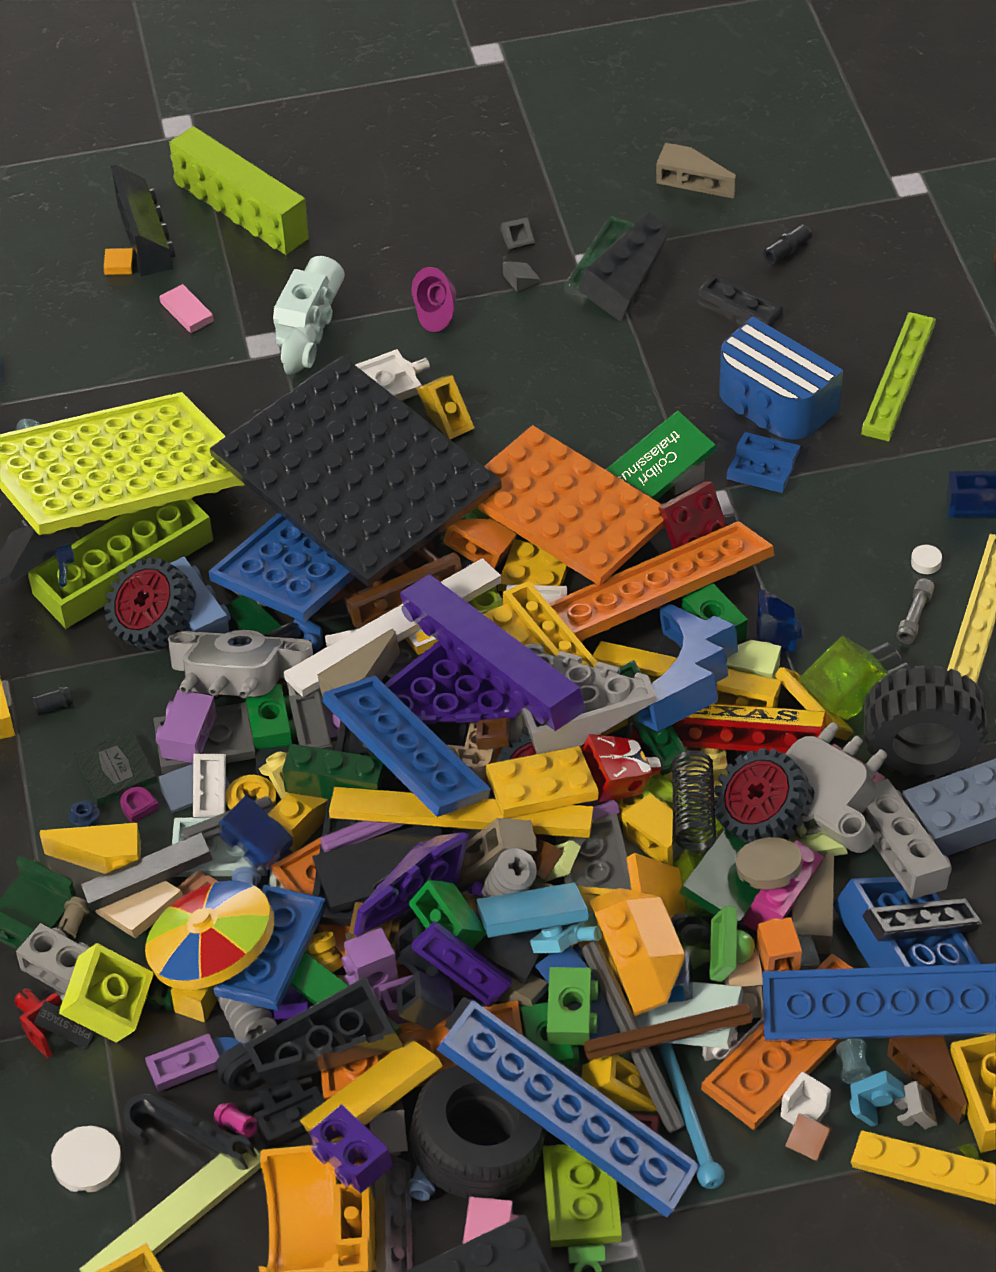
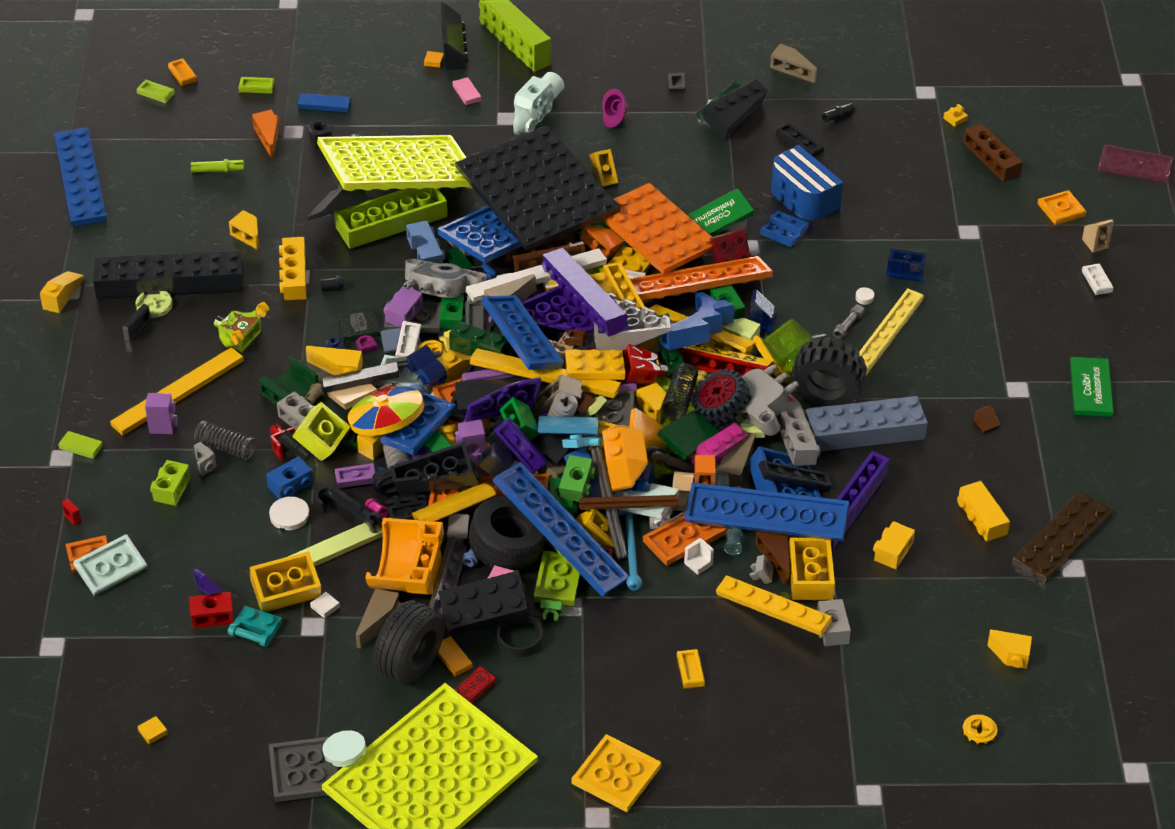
camera: 10 degrees right, 5 degrees down
(64, 556) = (357, 207): clear blue hand -> none
(77, 1074) = (289, 478): none -> blue brick
(149, 603) = (399, 240): wheel -> none
(356, 1145) = (431, 522): dark purple brick -> none
(395, 373) = (579, 145): white plate -> none
(519, 275) = (670, 104): dark grey slope -> none
(728, 944) = (677, 465): bright green tile -> none
(769, 863) = (713, 429): dark tan tile -> none
(808, 1137) = (695, 573): tile -> none
(874, 1092) = (738, 558): dark azure bracket -> none
(898, 376) = (882, 196): lime tile -> none
(970, 217) = (956, 115): none -> yellow tile

